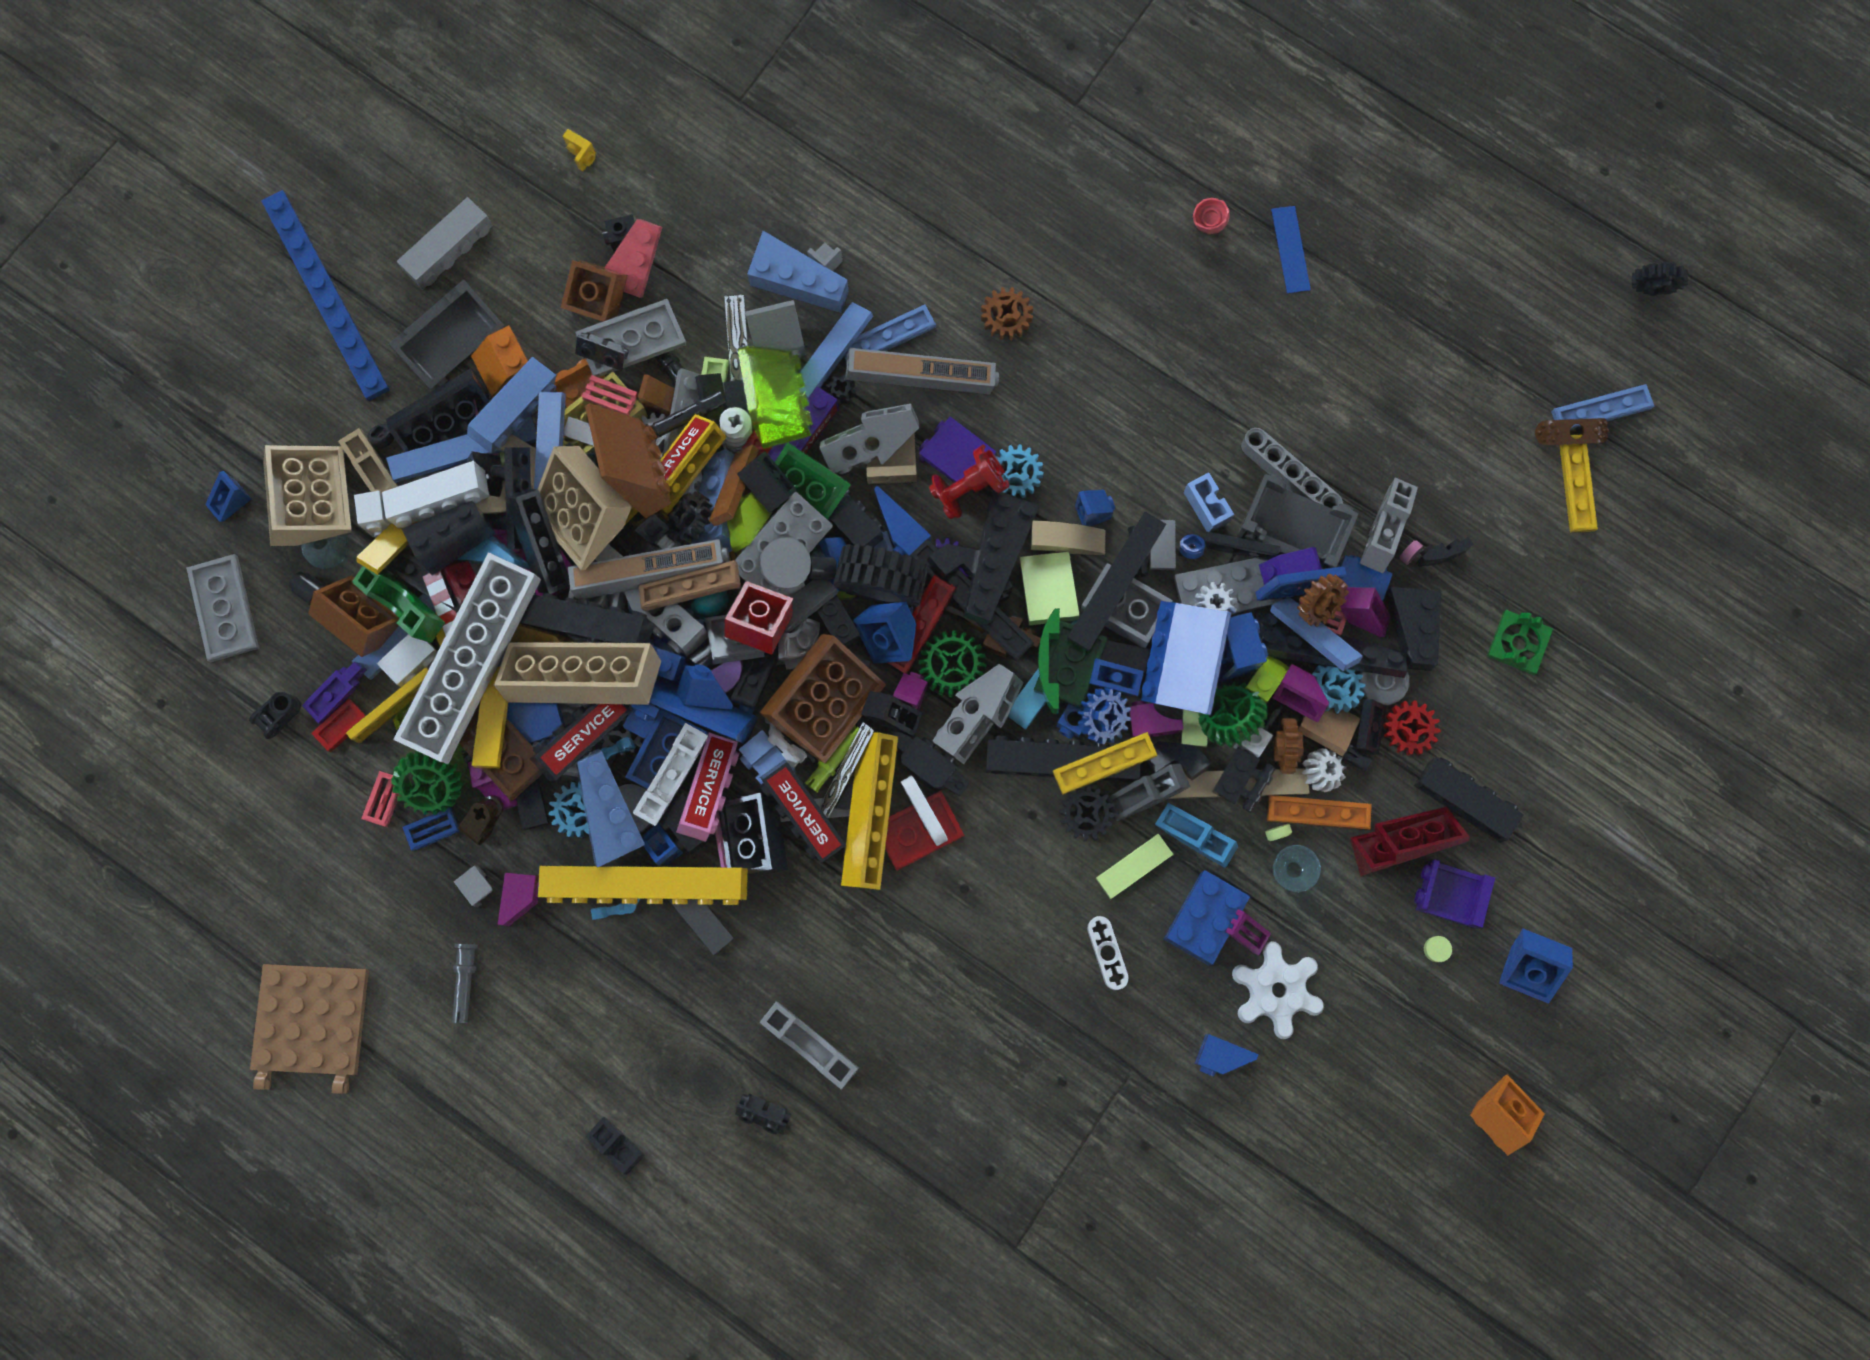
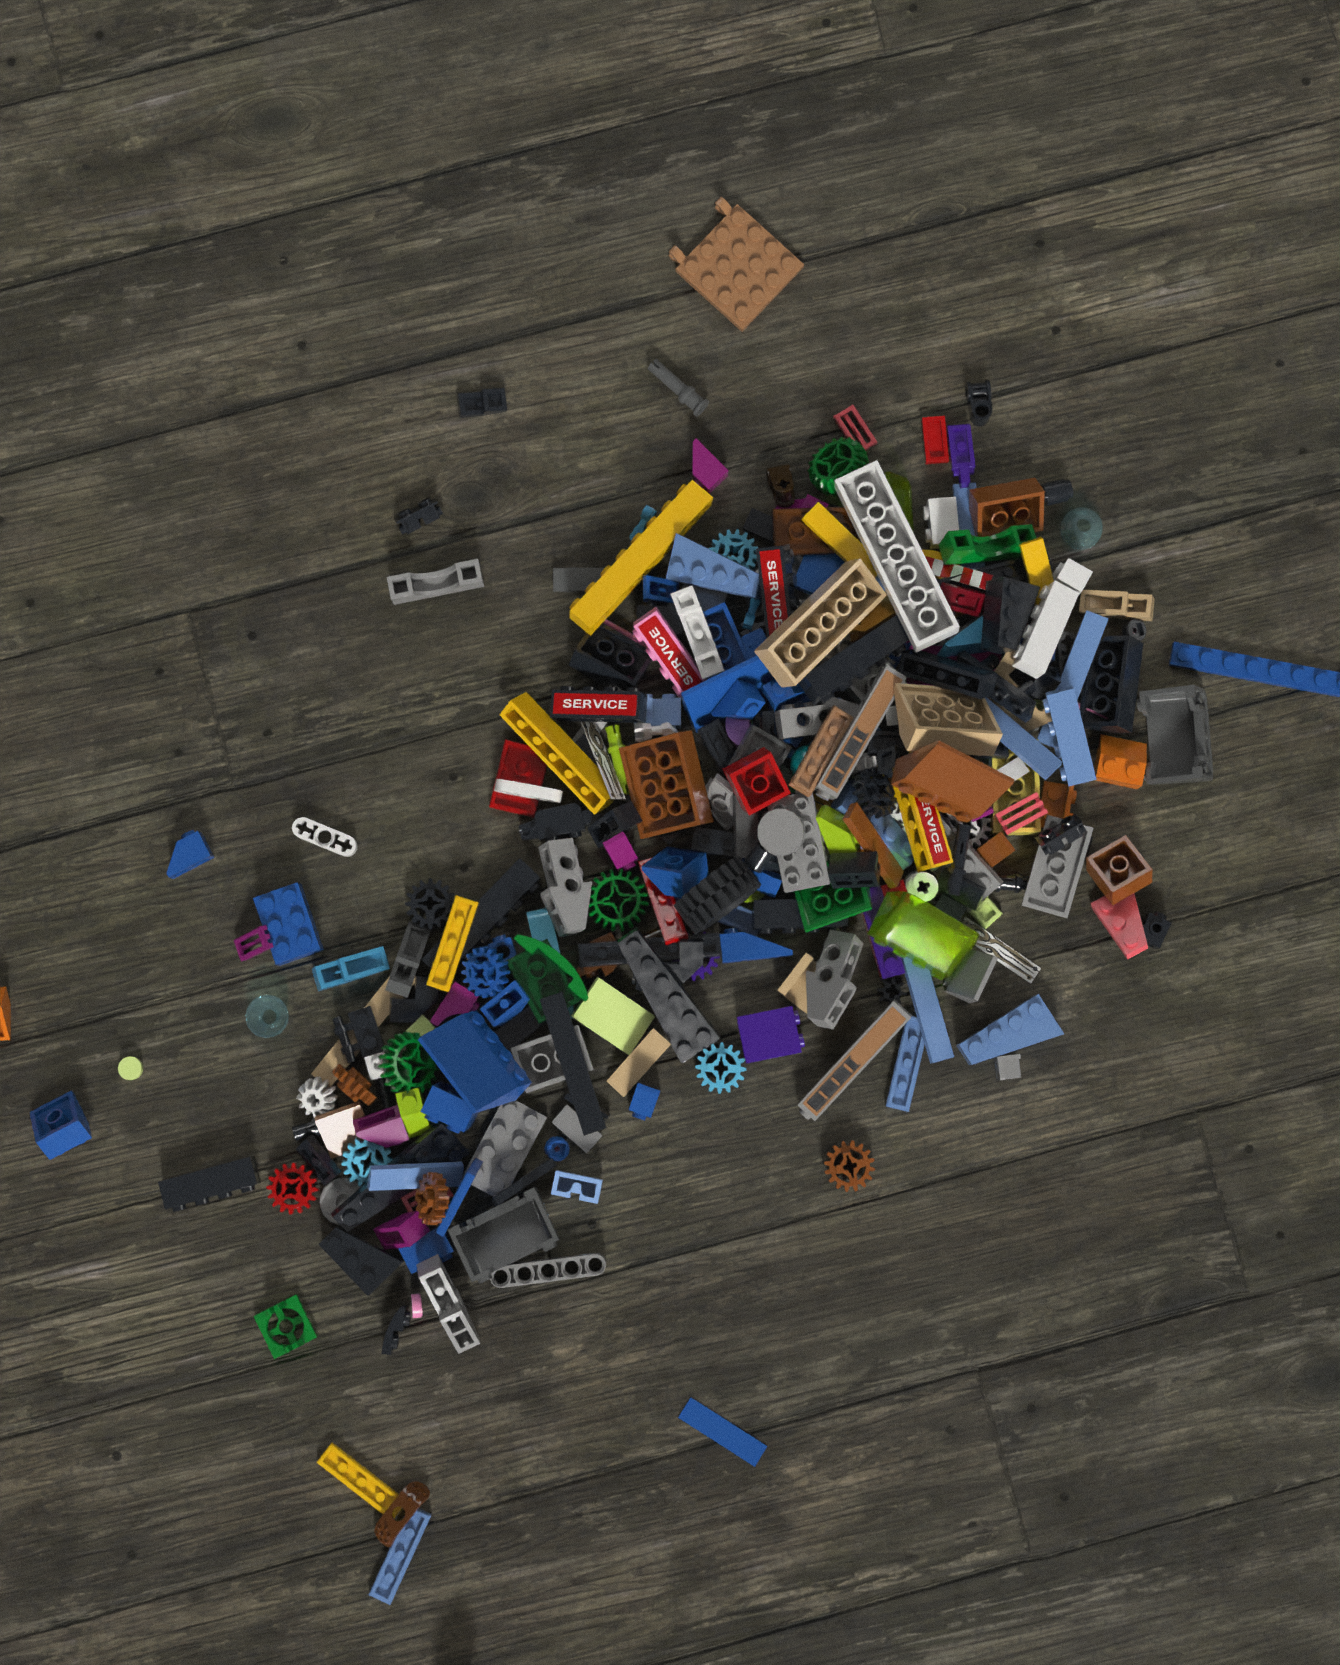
camera: 130 degrees right, 5 degrees up
(222, 608) = (1093, 423): light grey tile -> none
(226, 497) = (1176, 486): blue slope -> none
(305, 493) = (1129, 542): tan slope -> none
(387, 709) = (917, 485): yellow tile -> none
(411, 837) = (811, 427): blue tile -> none
(445, 243) = (1253, 792): light grey brick -> none
(474, 885) = (738, 443): light grey panel -> none
(580, 148) = (1255, 953): yellow bracket -> none
(983, 473) = (734, 1037): red piece -> none
(1134, 866) = (367, 907): yellowish green tile -> none
(1211, 216) = (797, 1390): coral hair -> none
(1220, 596) = (500, 1131): white gear -> none
(1260, 986) = (215, 938): white plate -> none
(1278, 832) = (302, 1027): yellowish green tile -> none
(1289, 563) = (477, 1199): dark purple slope -> none
(1319, 812) = (292, 1070): orange tile -> none
(1407, 839) = (219, 1113): dark red slope -> none
(1454, 894) = (156, 1113): dark purple panel -> none

